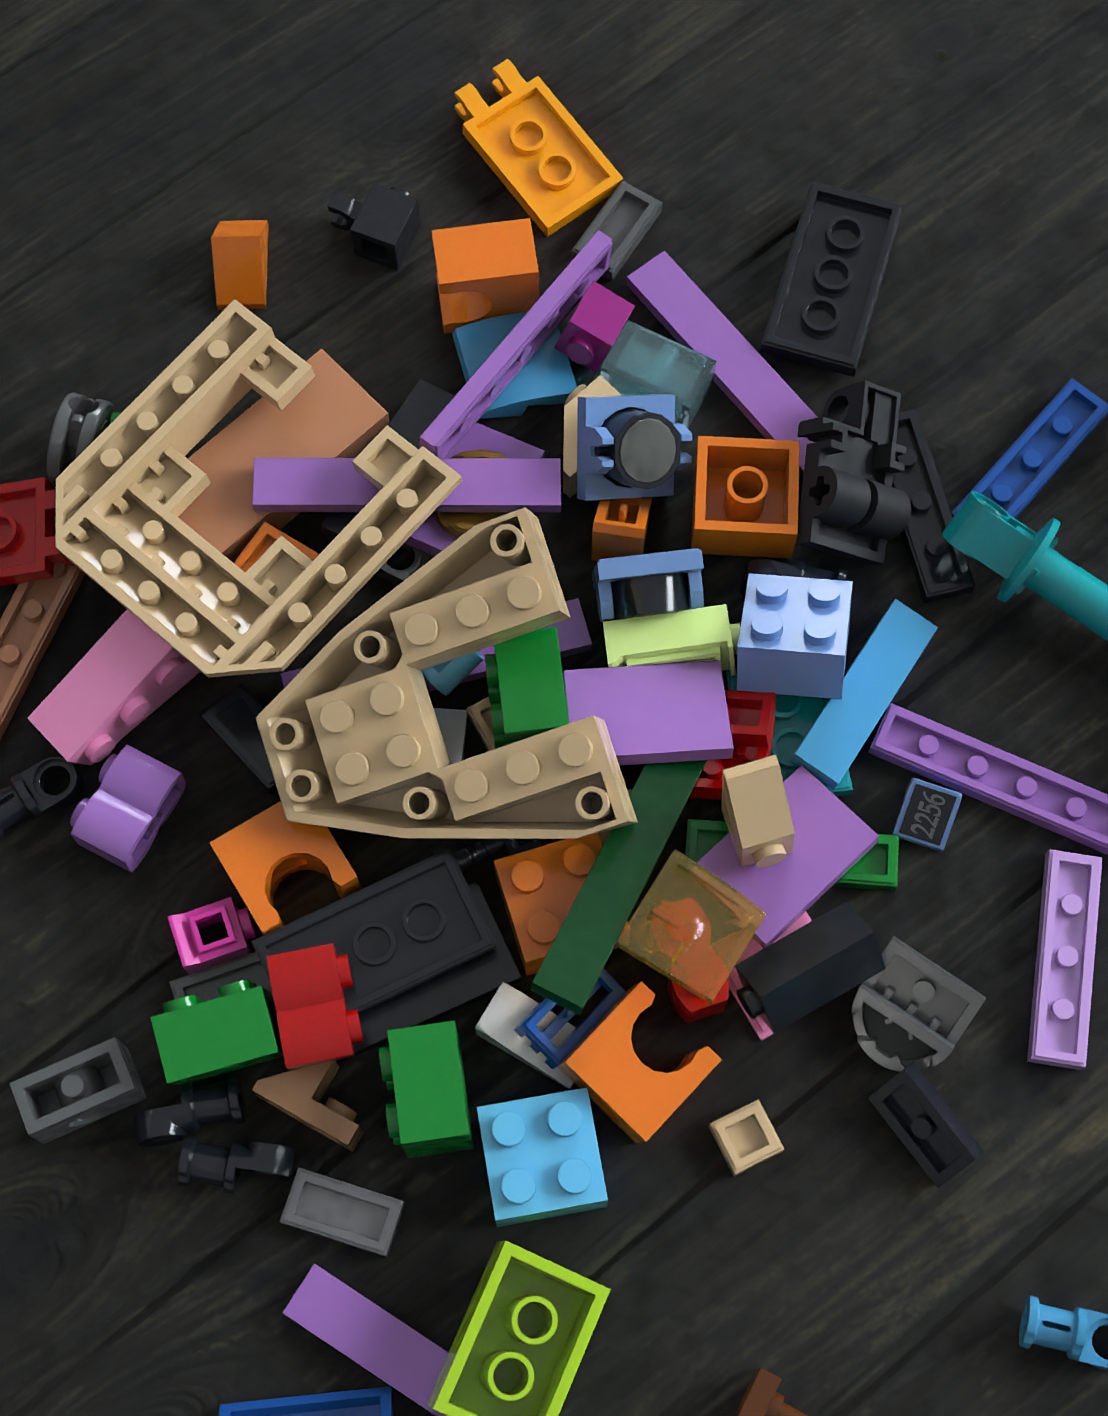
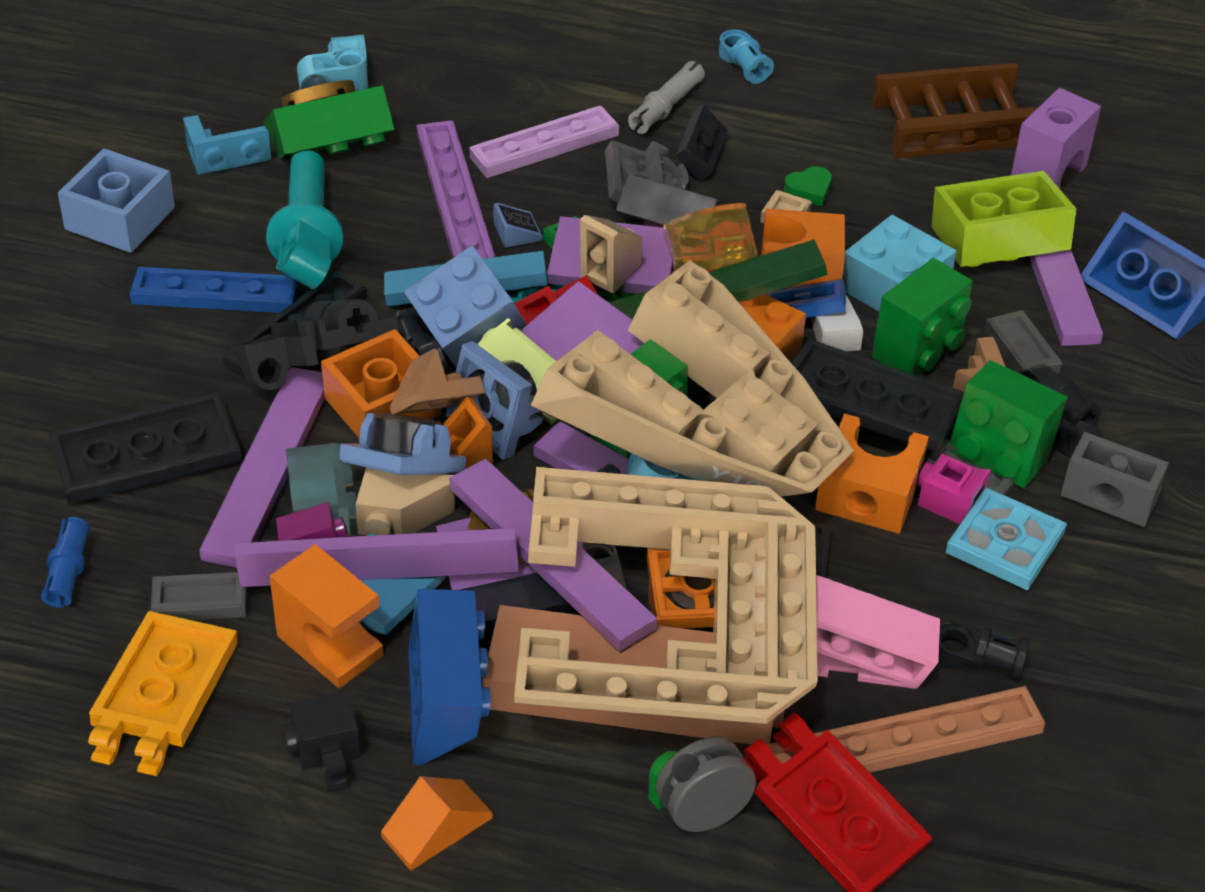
camera: 130 degrees left, 25 degrees down
(117, 936) = (1006, 538): none -> medium azure piece
(127, 807) = (929, 581): medium lavender brick -> none
(312, 1005) = (940, 376): red brick -> none
(348, 317) = (446, 672): none -> blue slope
(667, 488) = (429, 388): none -> medium nougat slope
(730, 148) = (65, 562): none -> blue pin
(769, 1202) = (810, 185): none -> green tile
(1050, 1160) = (660, 102): none -> light grey pin

